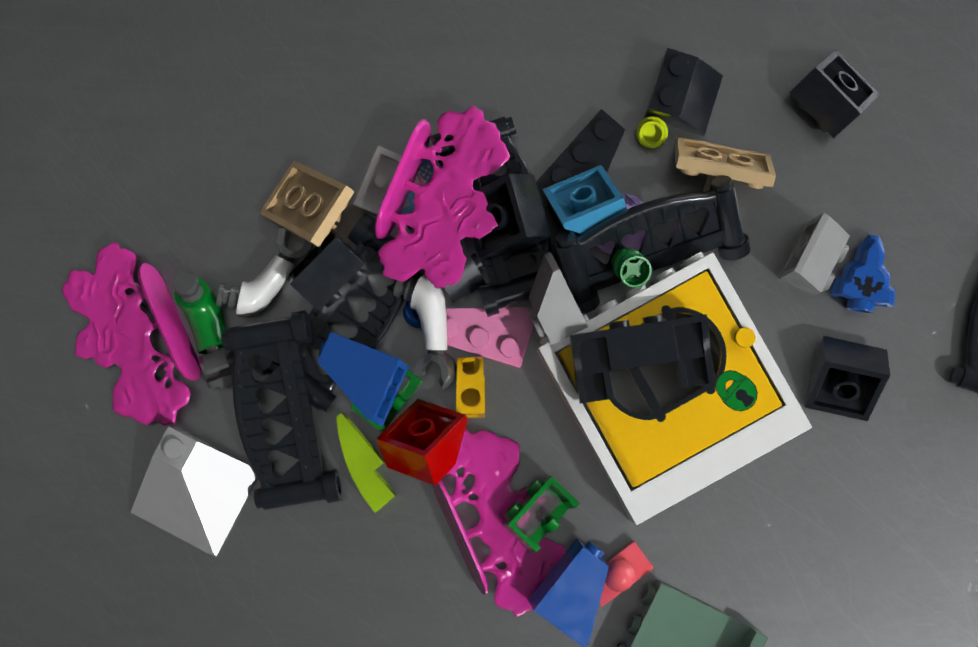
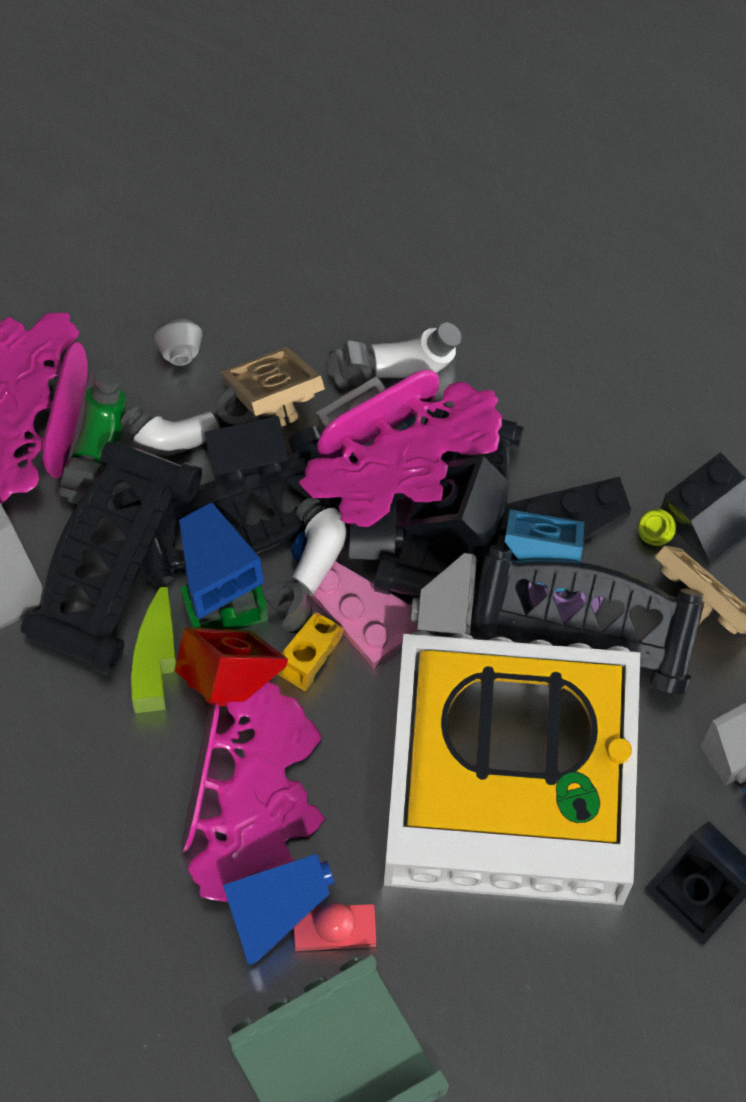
camera: 30 degrees right, 20 degrees down
(212, 210) = (178, 340): none -> light grey cone
(383, 118) = (400, 359): none -> piece
(538, 512) = (295, 806): green window -> none
(635, 346) = (505, 685): black bracket -> none
(636, 272) = (553, 620): green wheel -> none

